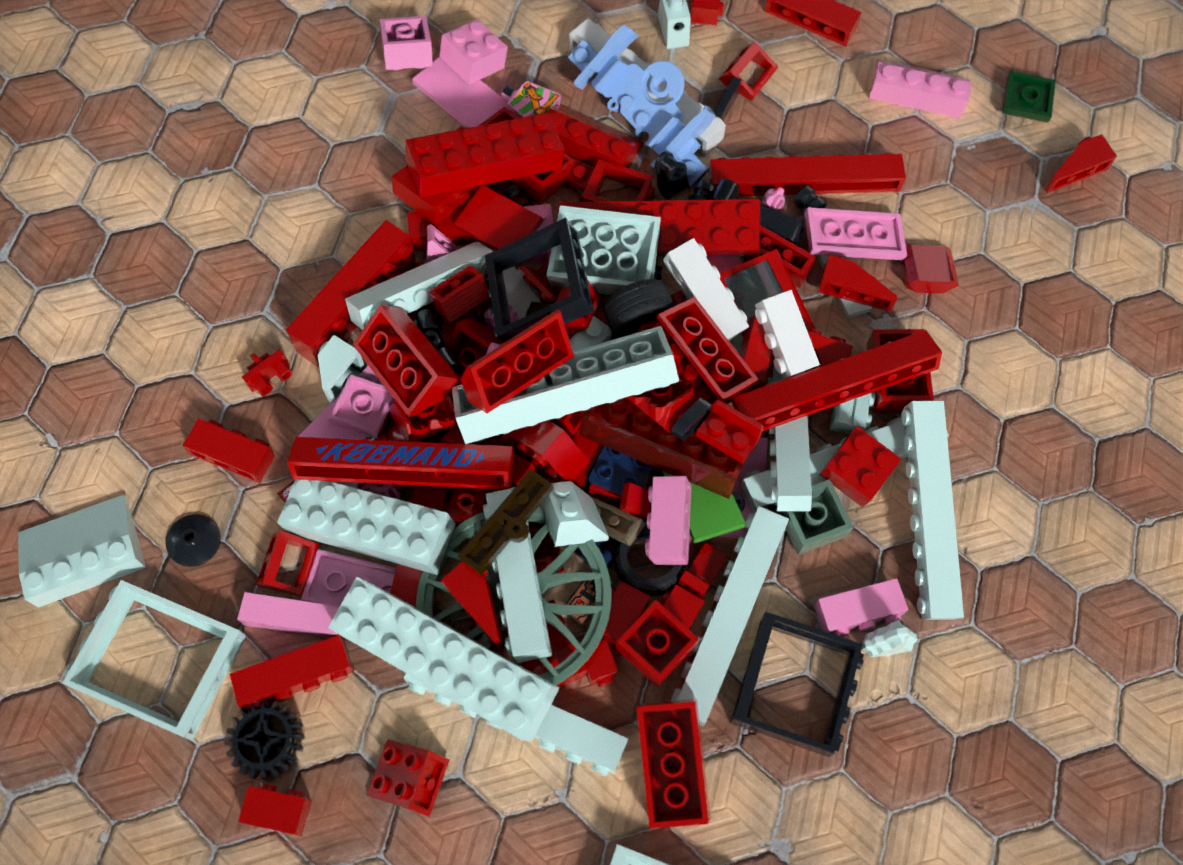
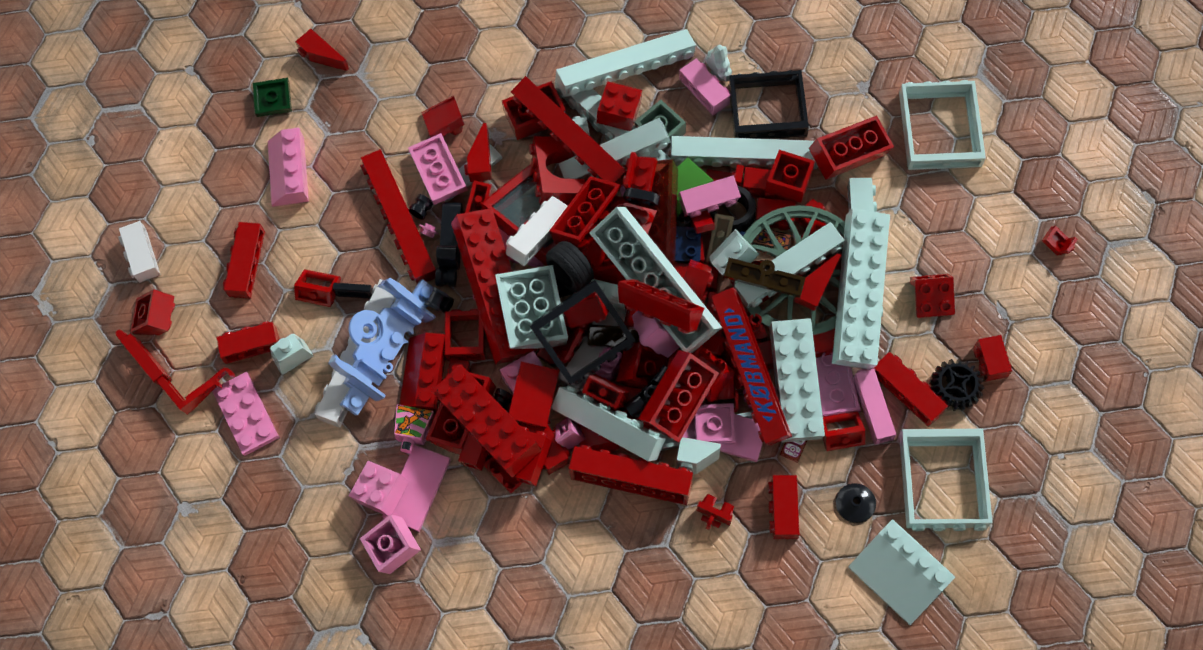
camera: 105 degrees left, 0 degrees up
(786, 334) = (550, 169): white brick -> none

